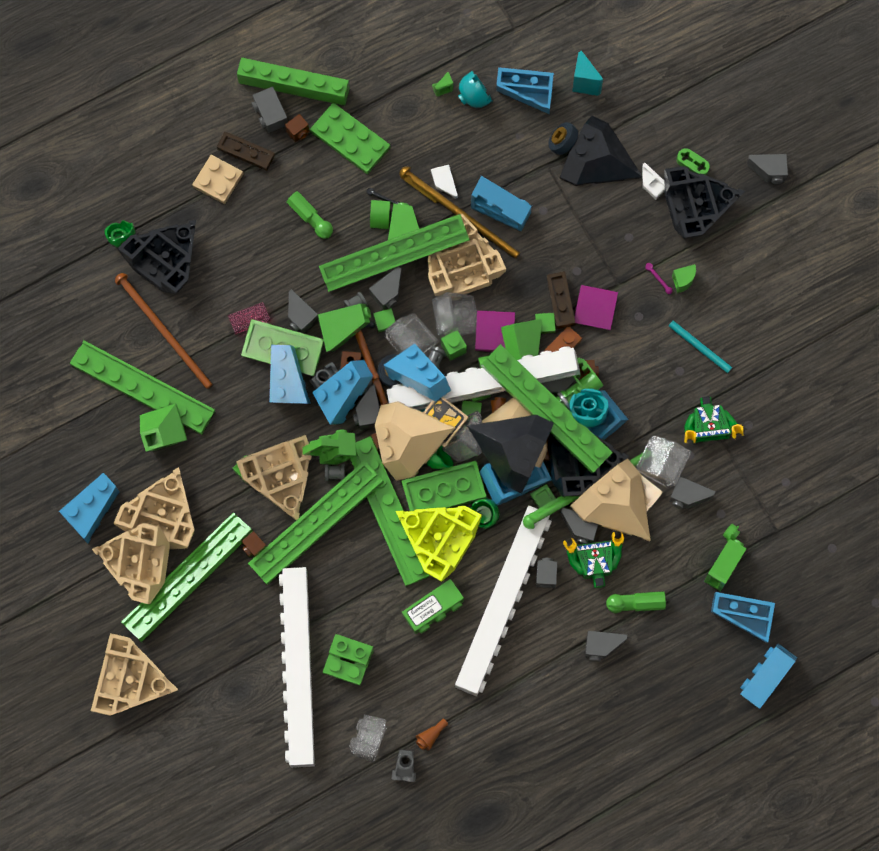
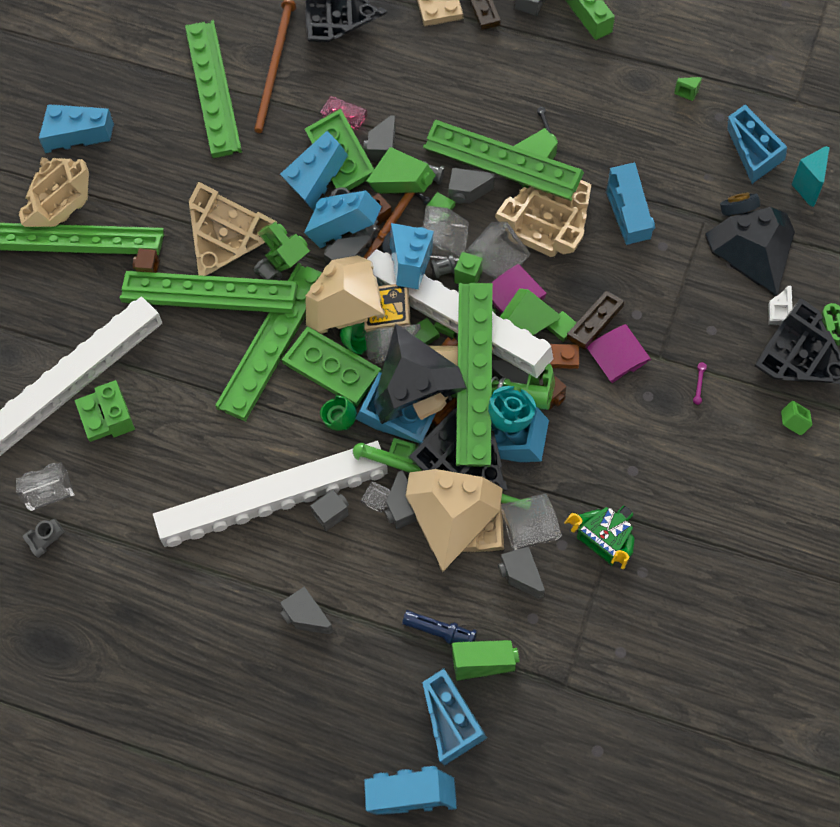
camera: 50 degrees right, 10 degrees down
(161, 428) = (185, 122): bright green slope -> none
(163, 506) = (112, 172): tan wedge -> none
(297, 128) = (538, 19): reddish brown plate -> none
(309, 214) = (475, 83): bright green piece -> none
(350, 138) = (570, 63): bright green plate -> none
(380, 214) = (526, 127): bright green brick -> none
(427, 738) = (86, 534): dark orange cone -> none
(433, 195) = (582, 123): pearl gold bar -> none
(433, 607) = (214, 442): bright green brick -> none
(440, 536) = (281, 395): neon yellow wedge -> none
(443, 180) = (607, 153): white tile -> none
(473, 91) = (706, 109): teal cylinder -> none
(558, 536) = (376, 497): none -> clear tile
(595, 559) = (381, 539): torso -> none
(637, 602) = (375, 610): bright green piece -> none
(683, 277) = (721, 401): bright green brick -> none
(690, 569) = (451, 633): none -> dark blue pin
(701, 347) = (672, 469): teal bar -> none
(731, 532) = (522, 641): bright green plate -> none
(733, 245) = (796, 418): none -> bright green slope

